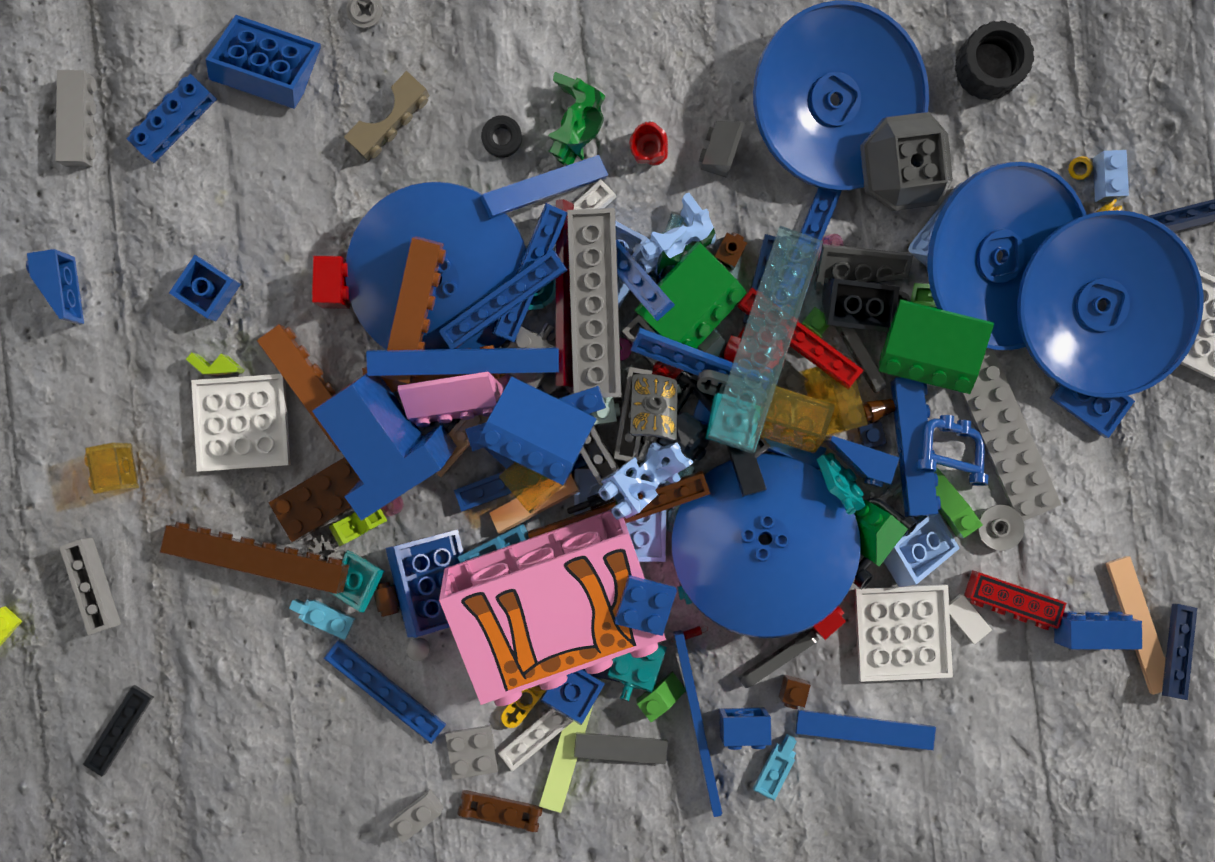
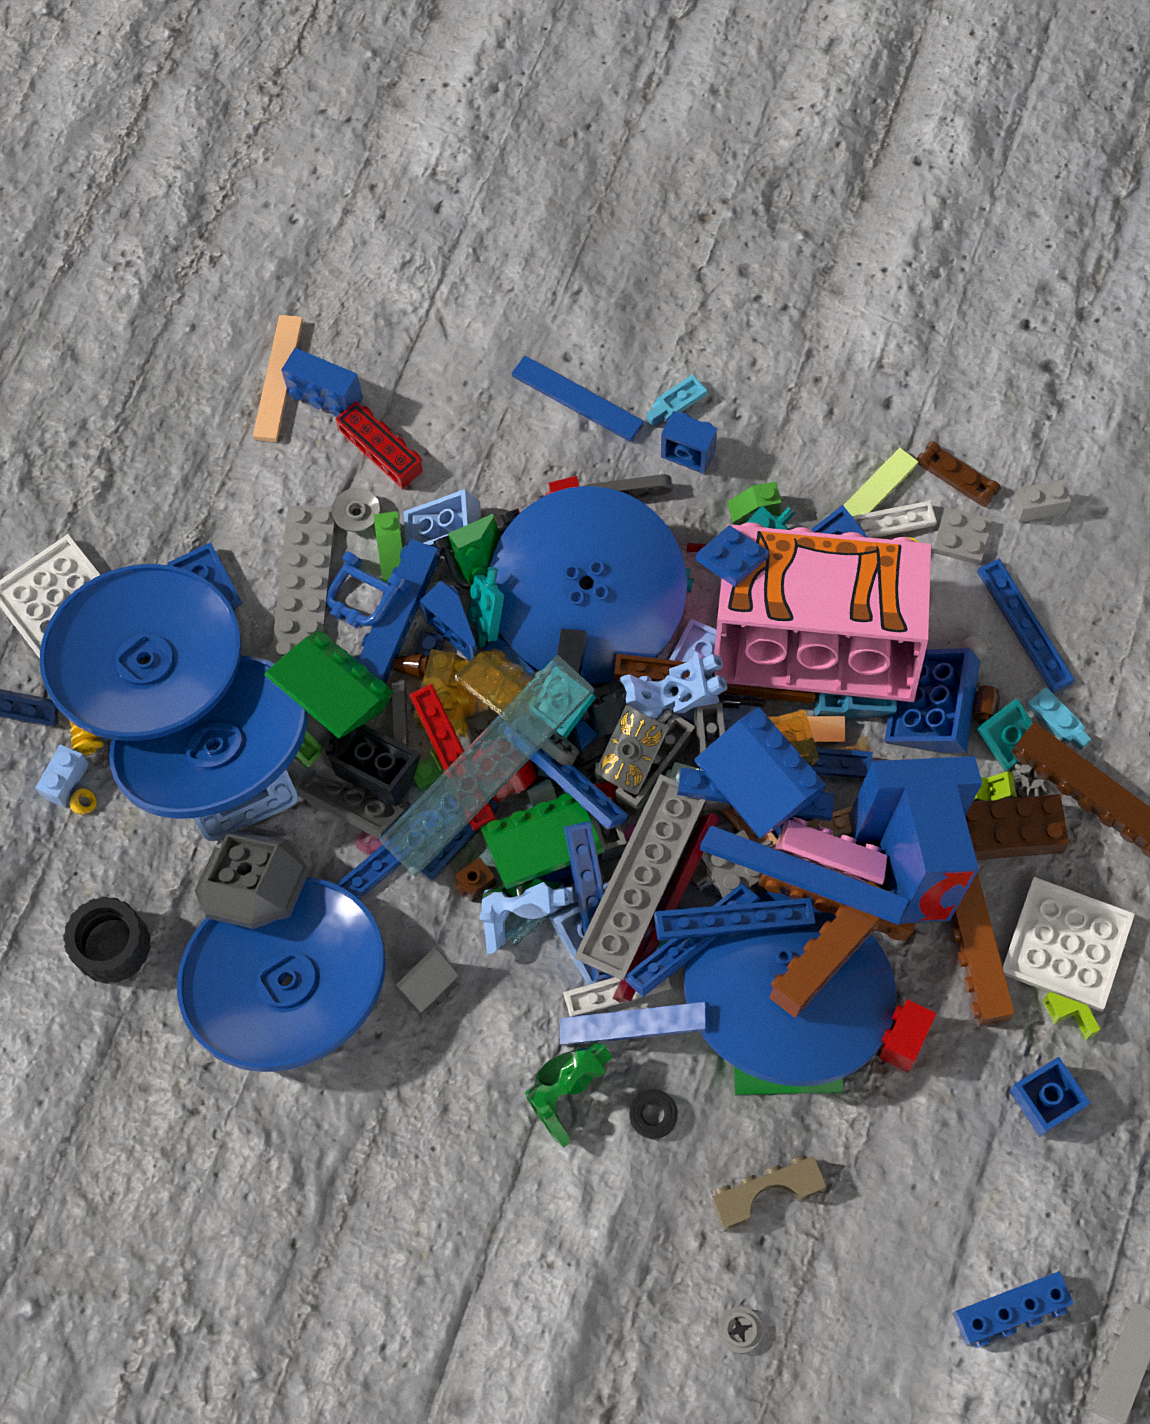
camera: 150 degrees left, 20 degrees down
(263, 61) = (879, 1325): blue slope -> none
(620, 748) = (815, 477): dark grey tile -> none
(649, 144) = (501, 1025): red hair -> none
(698, 723) = (732, 461): blue tile -> none
(794, 692) = (626, 454): reddish brown brick -> none
(903, 633) = (497, 460): white plate -> none
(968, 619) = (431, 449): white tile -> none
(1179, 651) = (258, 339): dark blue plate -> none

